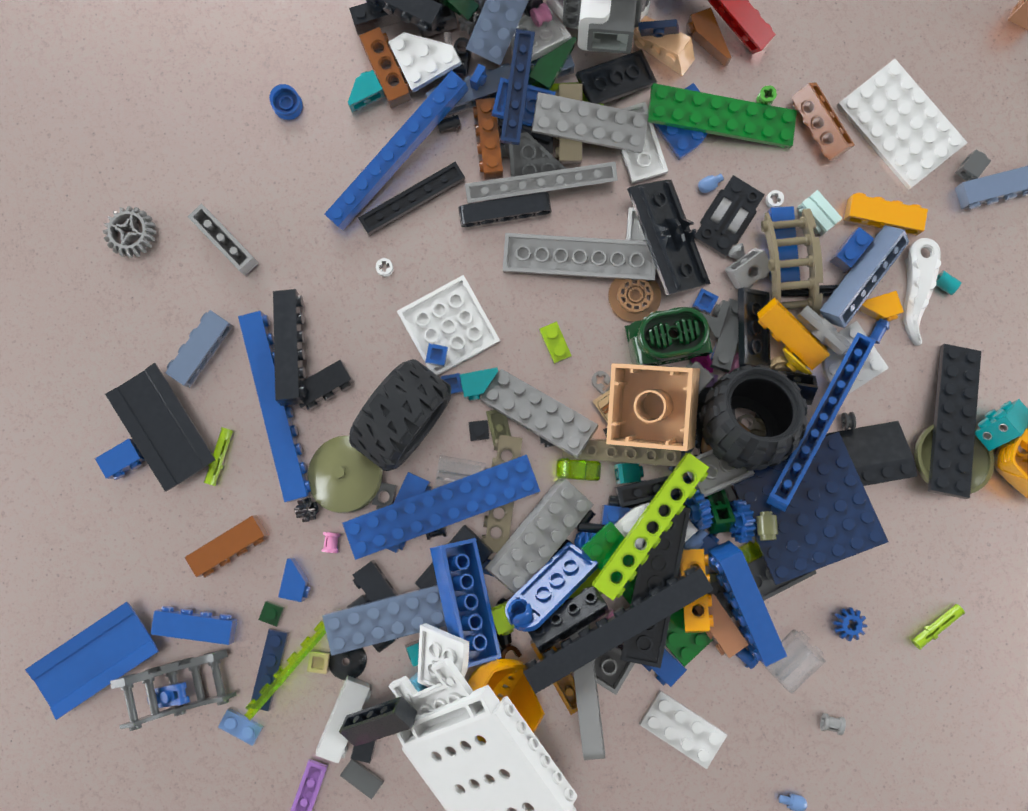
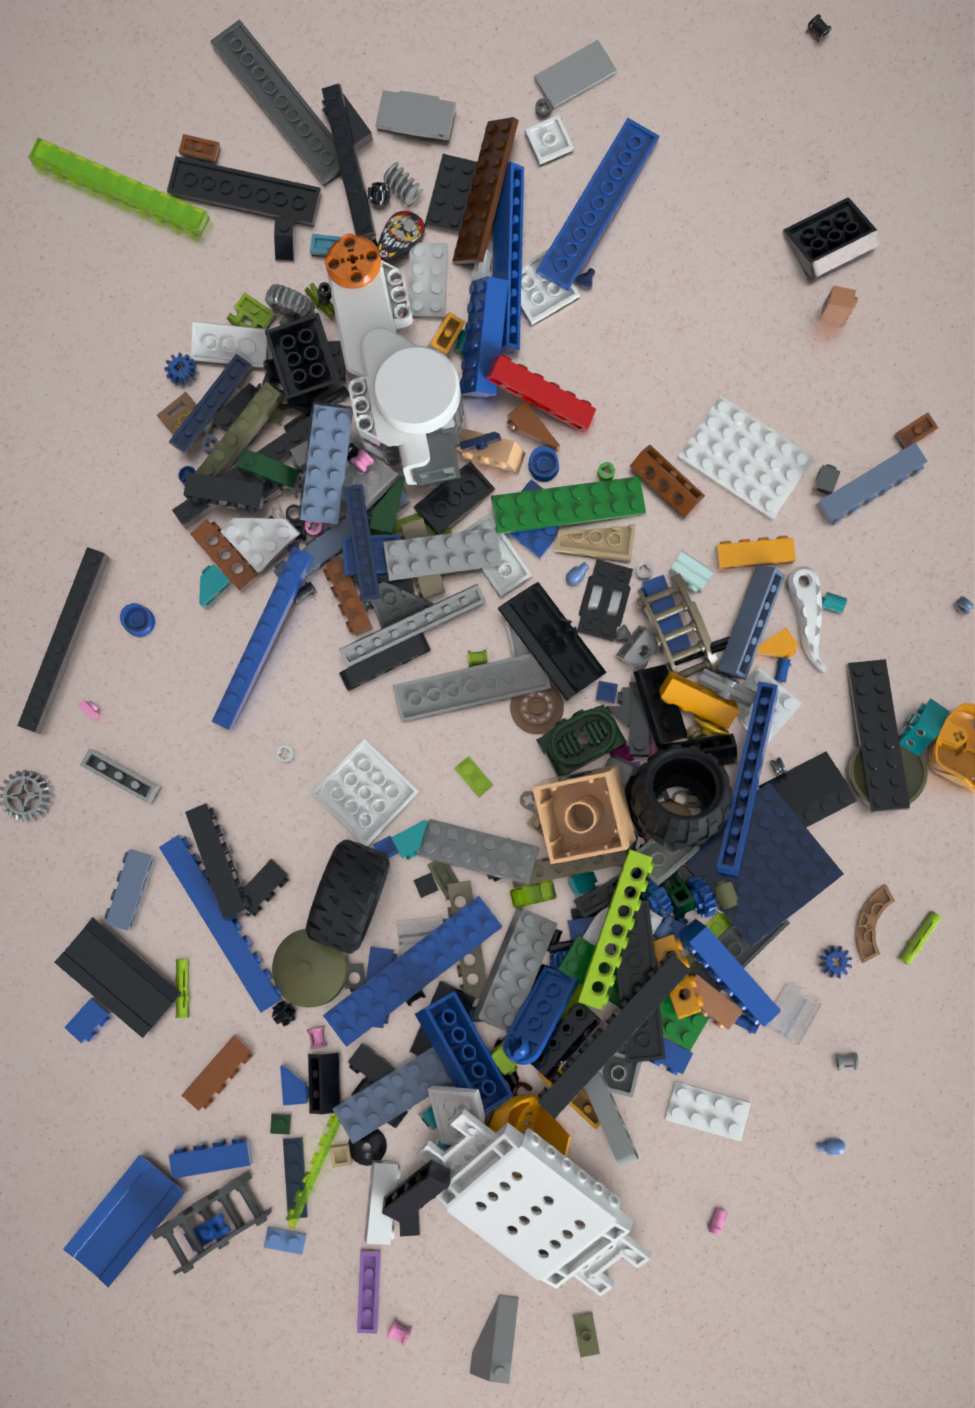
camera: 15 degrees left, 0 degrees up
(211, 100) = (63, 640): none -> black brick
(215, 170) = (90, 709): none -> bright pink plate
(323, 587) = (323, 1082): none -> black brick
(362, 778) = (416, 1253): dark grey tile -> none
(411, 198) = (290, 677): black plate -> none
(436, 355) = (363, 825): blue plate -> none
(471, 63) = (308, 528): none -> bright pink bush
(479, 77) = (321, 542): blue plate -> none
(592, 231) = (477, 658): none -> lime bush
(709, 72) = (543, 463): none -> blue piece
(744, 162) = (598, 542): none -> tan wing
(851, 249) = (732, 598): blue brick -> none
(890, 594) = (866, 922): none -> medium nougat tile

